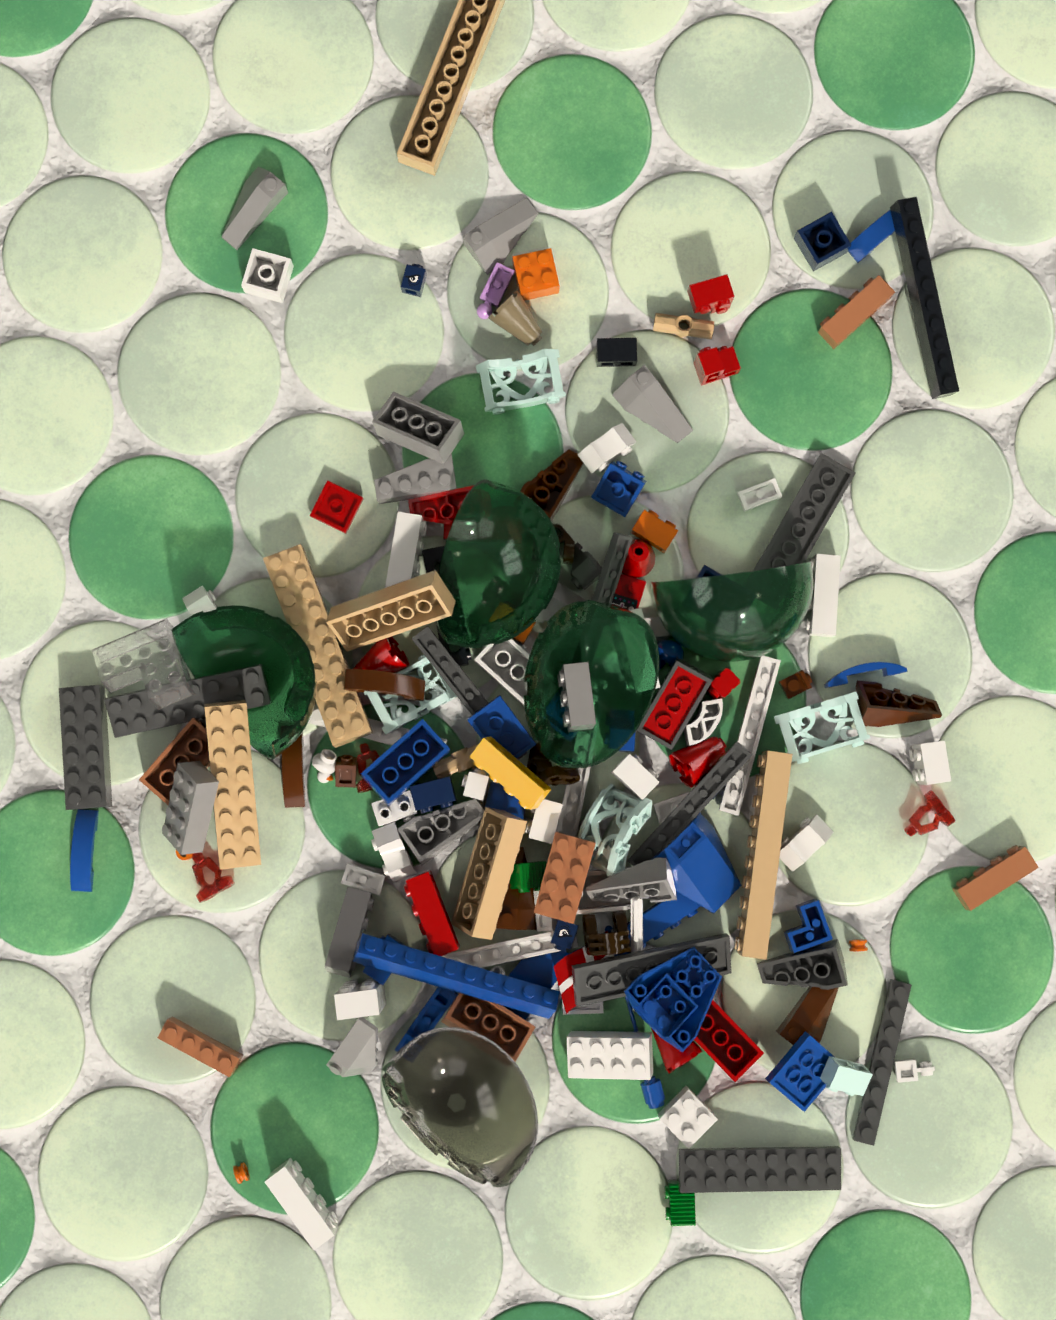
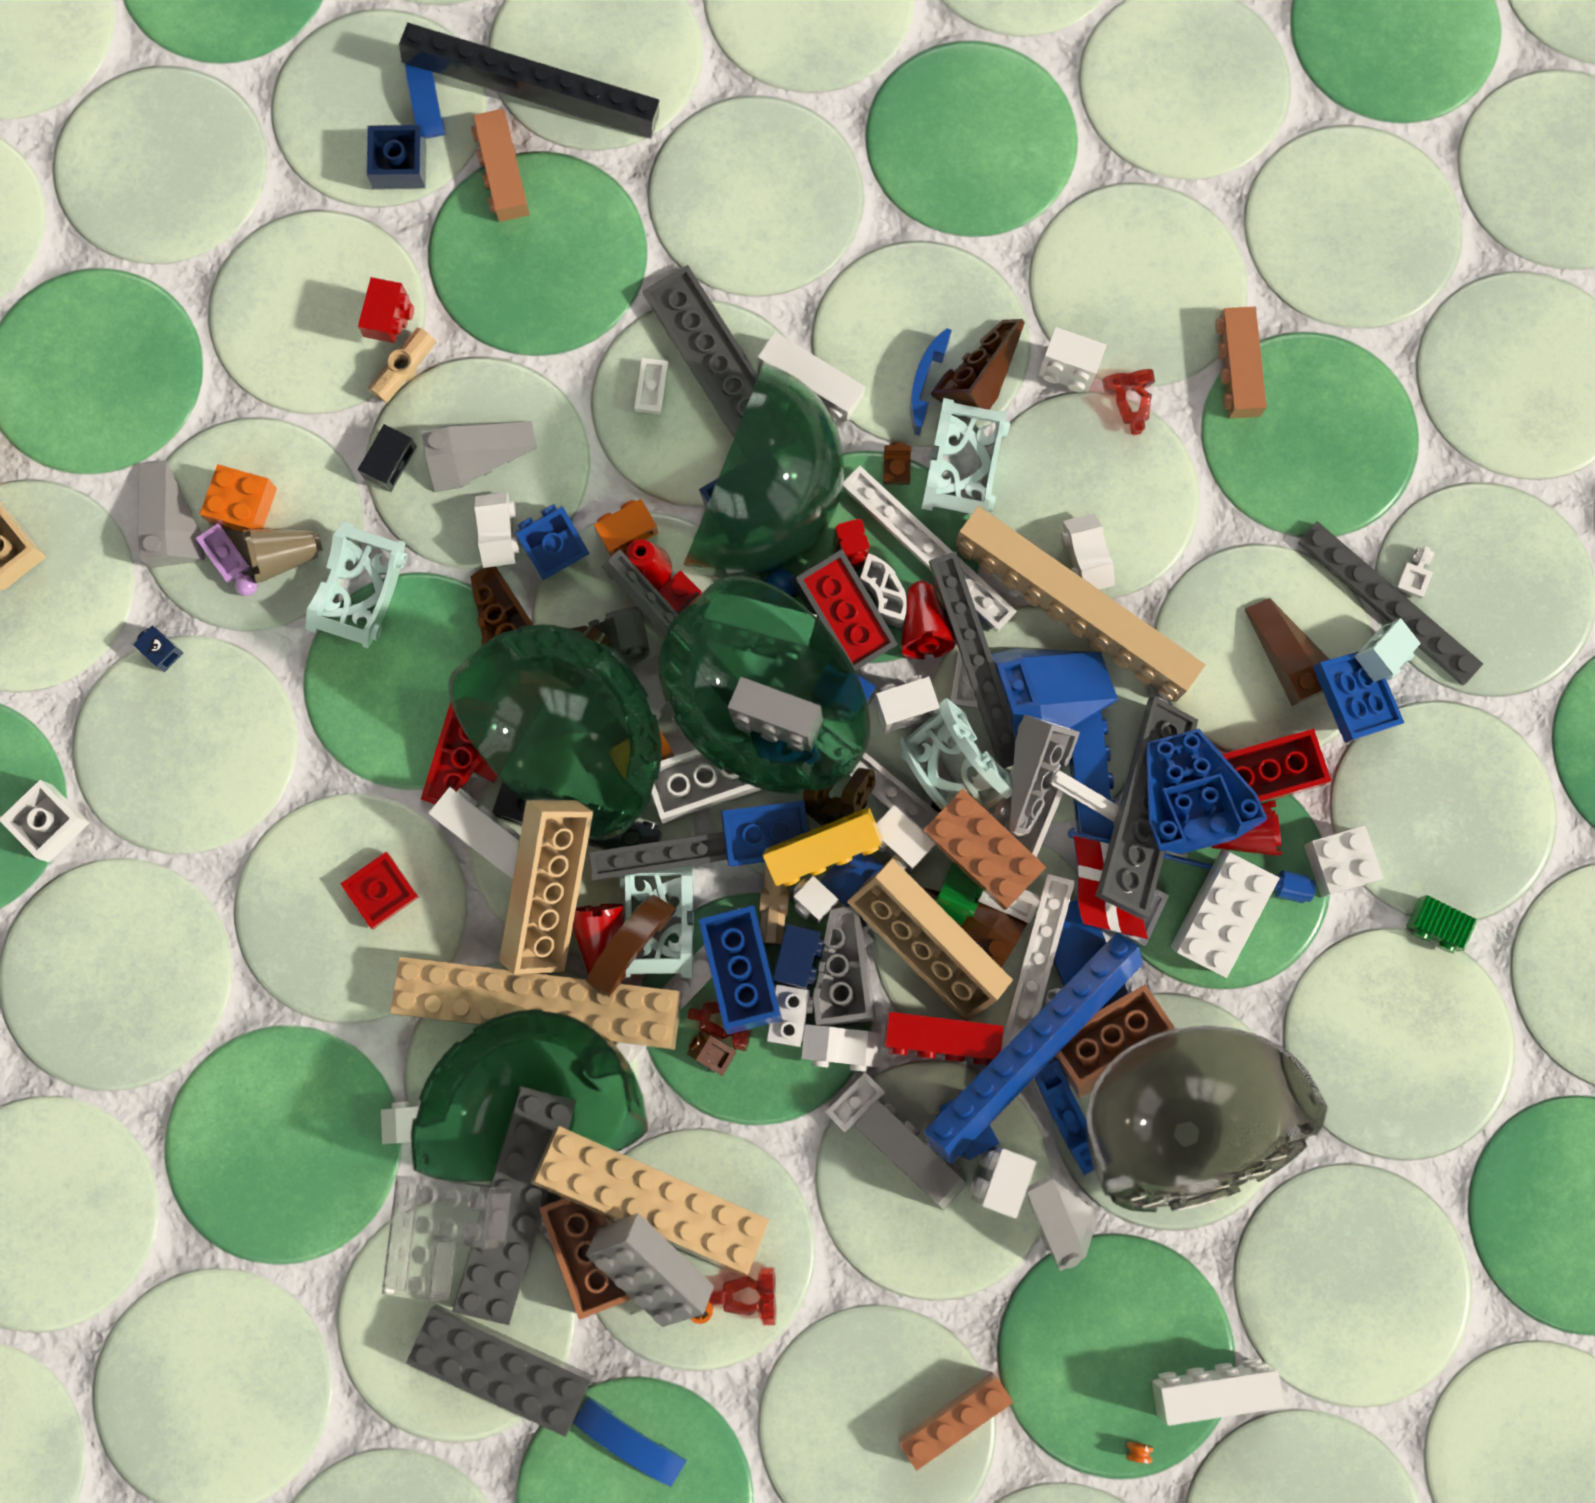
camera: 60 degrees left, 5 degrees down
(293, 774) = (682, 1122): reddish brown slope -> none
(325, 764) = (687, 1073): white animal -> none
(416, 481) = (404, 772): light grey wedge -> none
(418, 427) = (340, 735): light grey brick -> none
(564, 935) = (1053, 888): dark blue brick -> none
(606, 943) = (1089, 842): dark brown piece -> none
(716, 364) = (469, 352): red brick -> none
(759, 1169) = (1447, 810): dark grey plate -> none
(812, 967) = (1237, 623): dark grey wedge -> none
(813, 928) = (1195, 595): blue brick -> none
(858, 945) = (1240, 556): orange bush -> none

